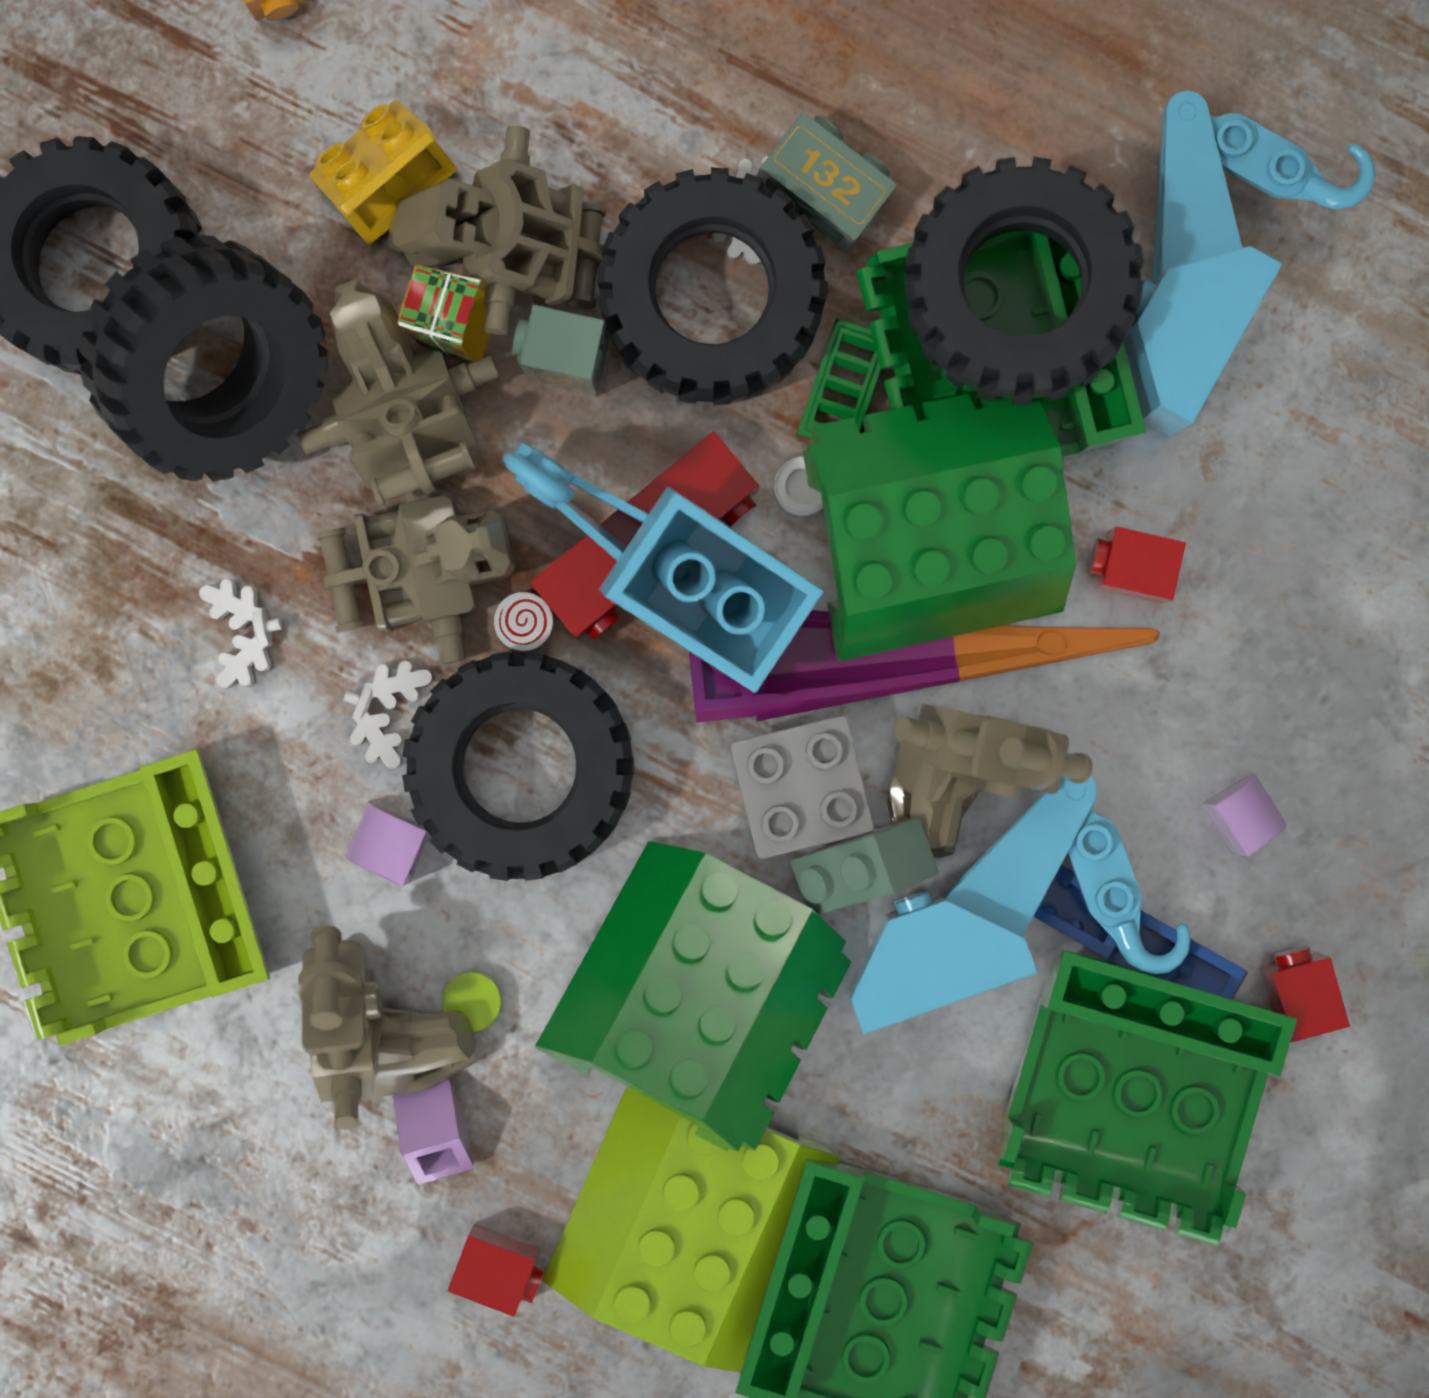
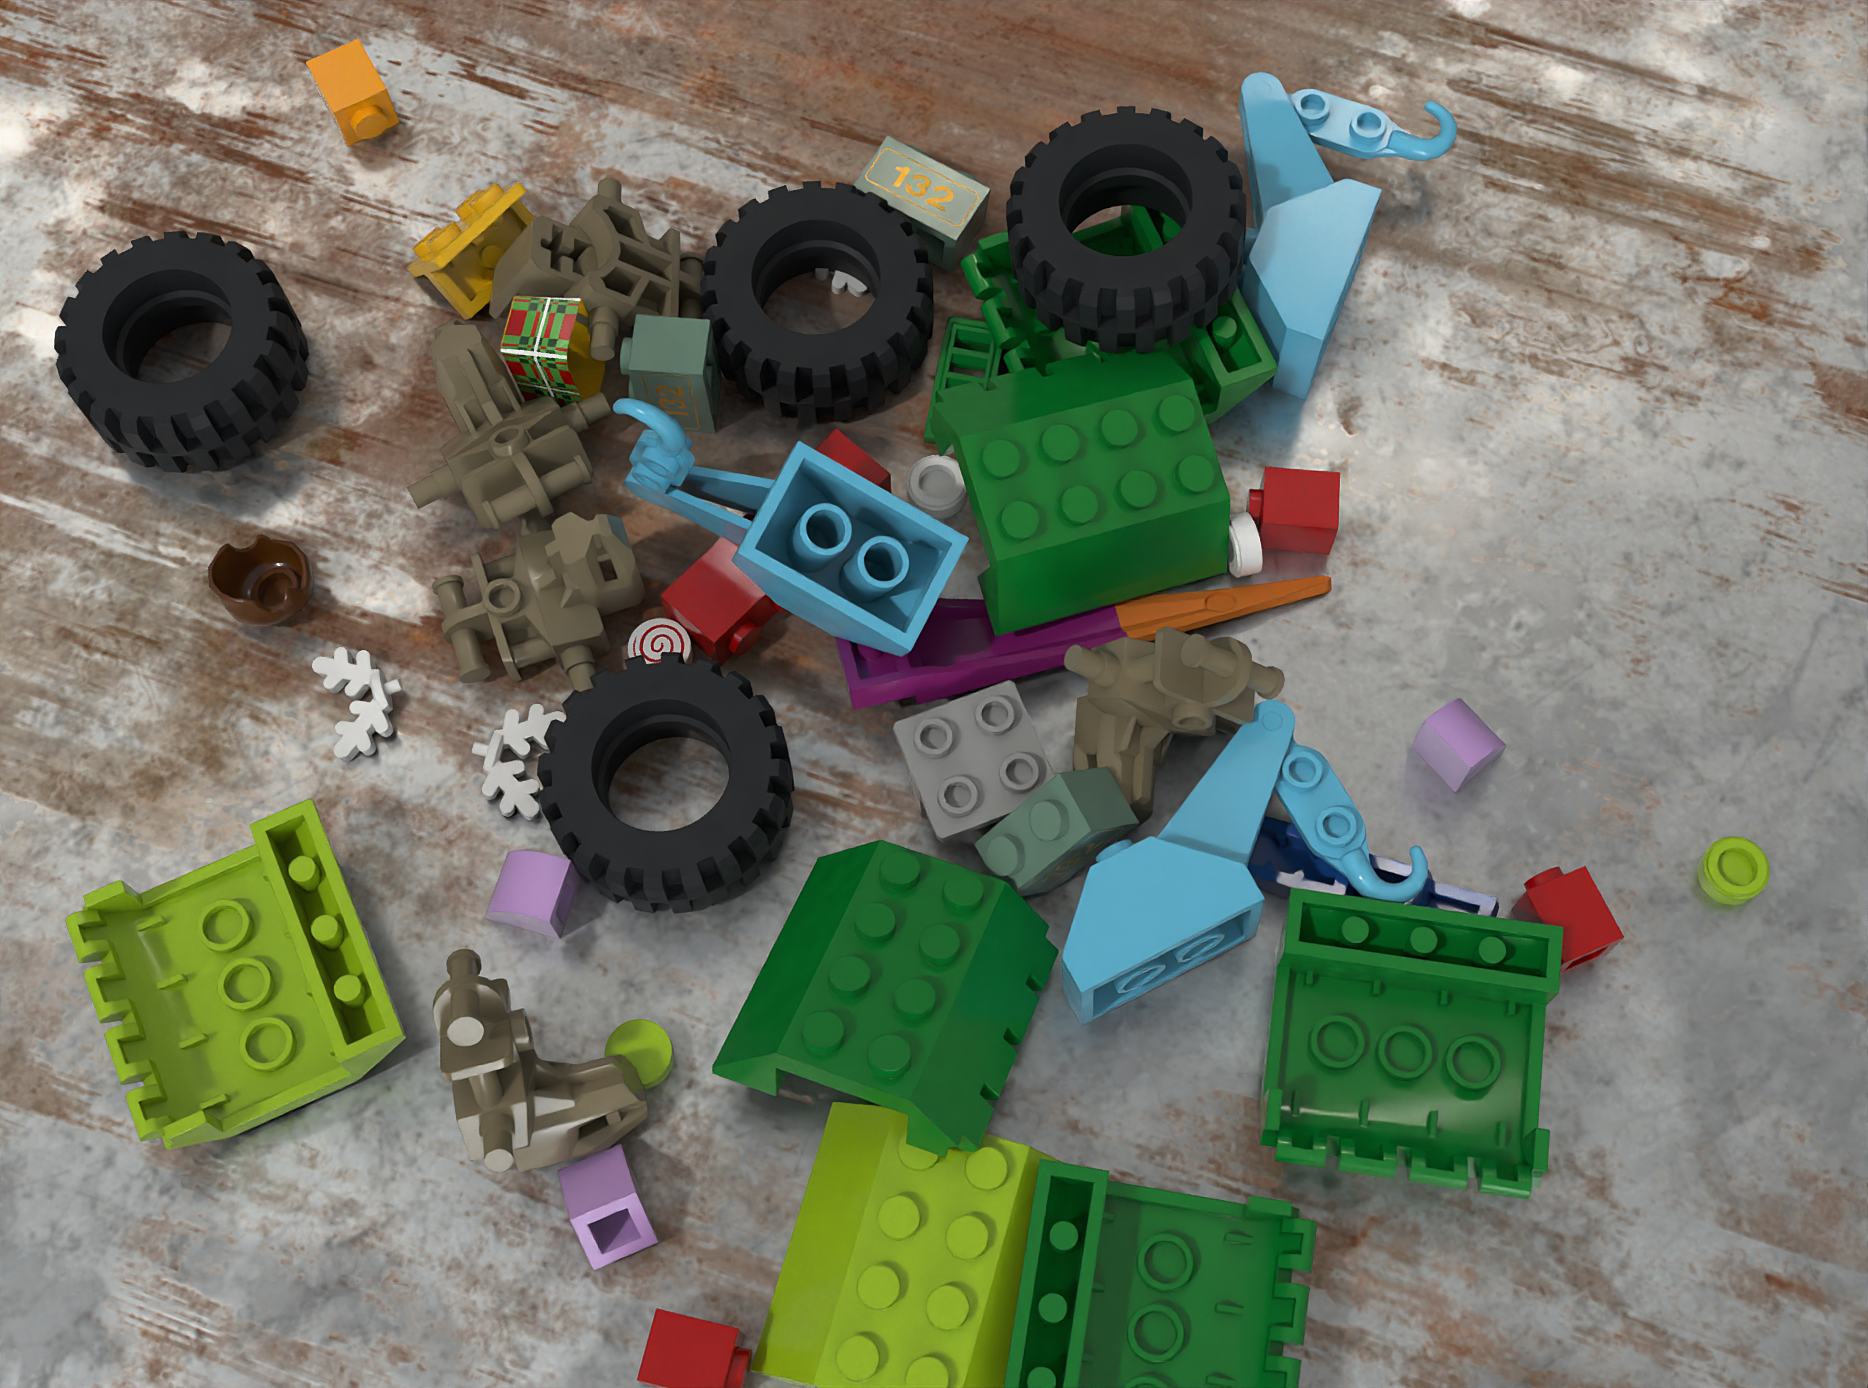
camera: 10 degrees left, 20 degrees down
(148, 318) = (379, 390): black tyre -> none
(155, 509) = (262, 581): none -> reddish brown hair
(1082, 596) = (1243, 546): none -> white tile

